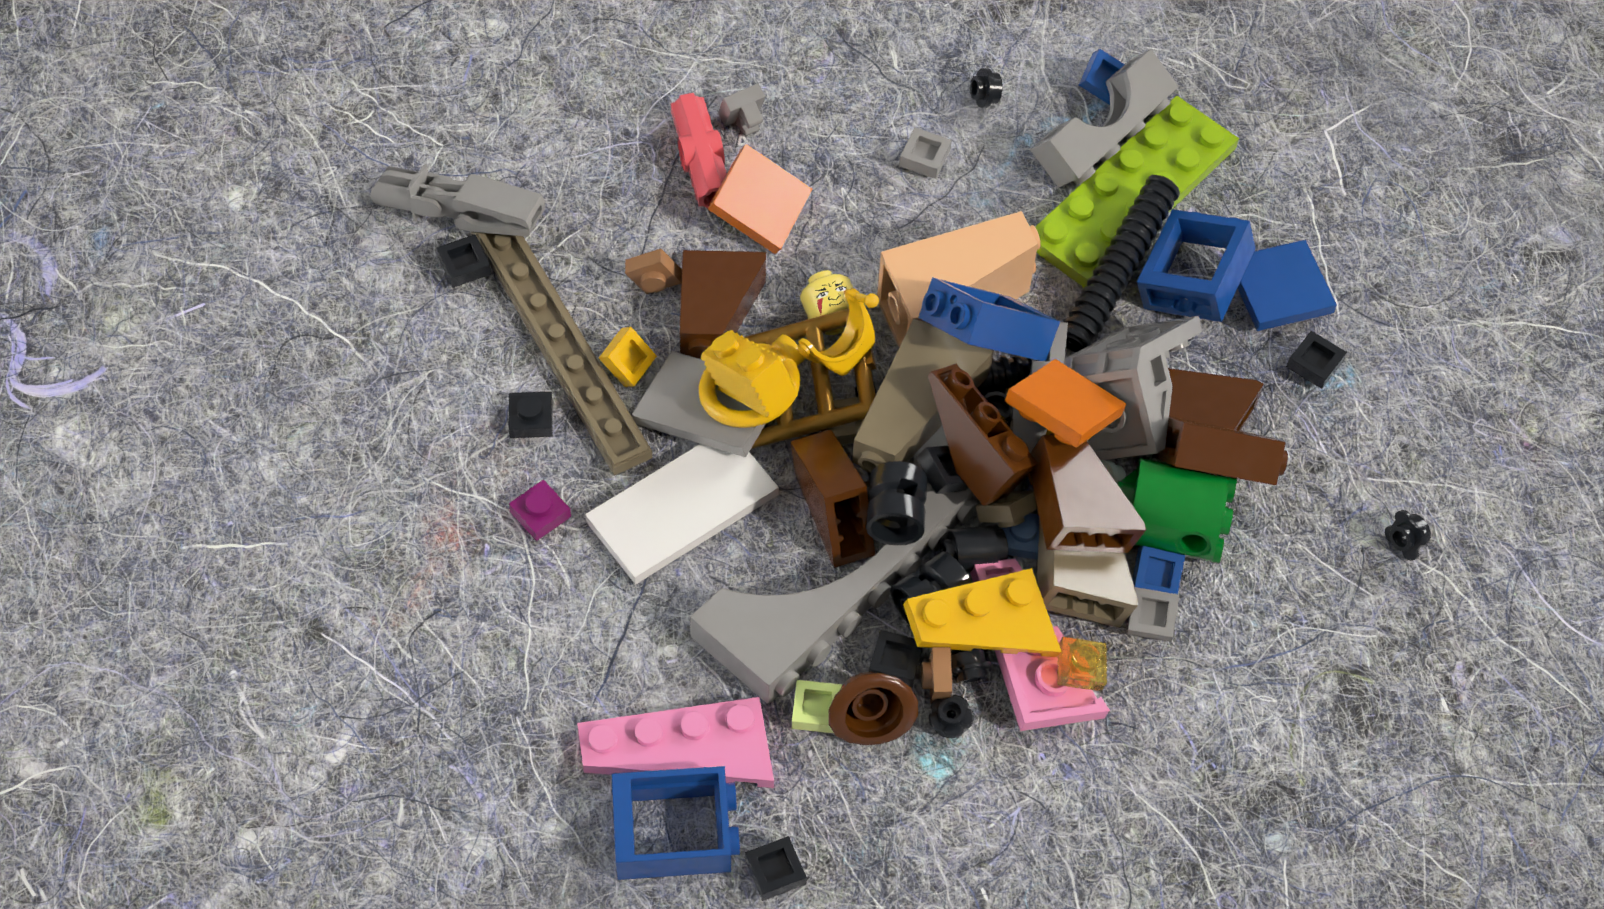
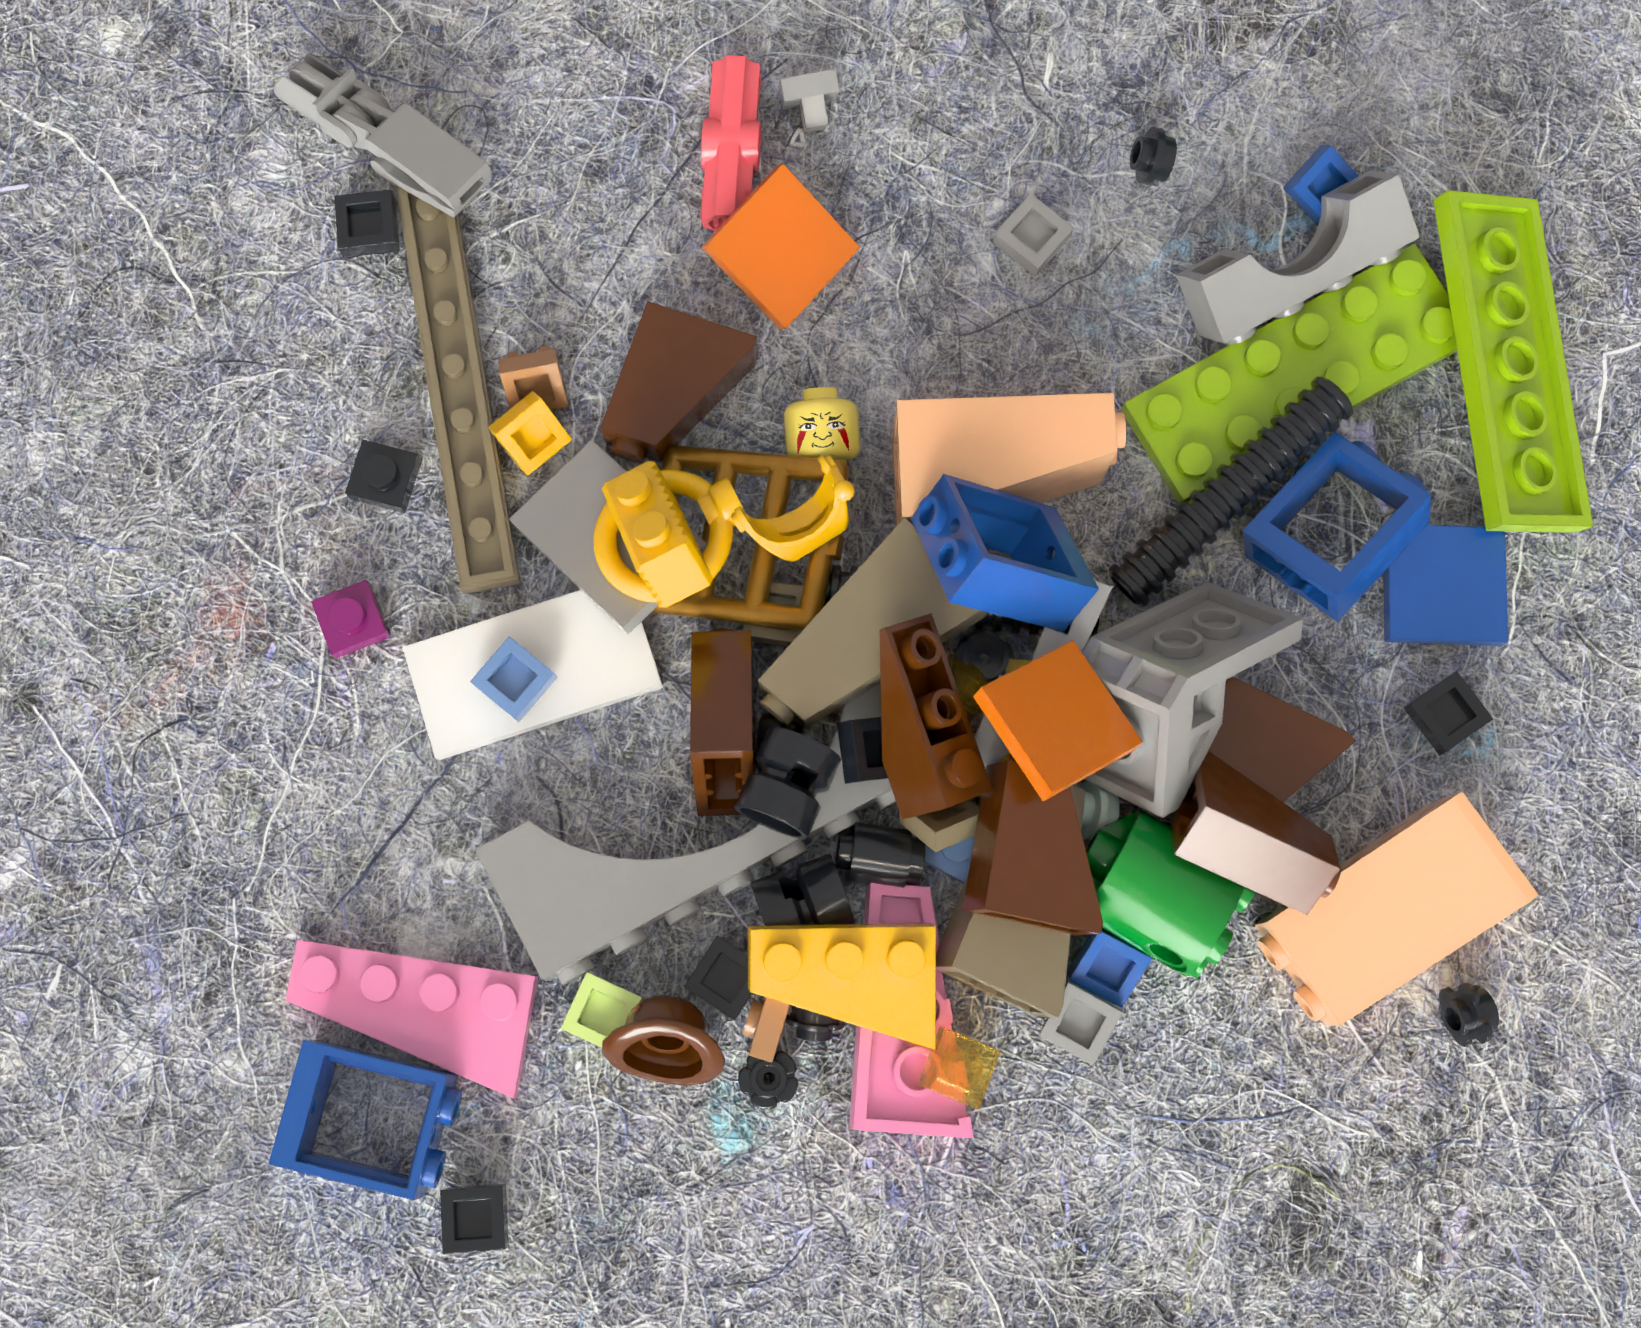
camera: 20 degrees right, 20 degrees up
(616, 316) = (535, 373): none -> medium nougat tile
(653, 271) = (601, 317): medium nougat plate -> none
(676, 506) = (513, 679): none -> medium blue plate
(1269, 145) = (1512, 364): none -> lime plate
(1332, 478) = (1396, 910): none -> light nougat slope

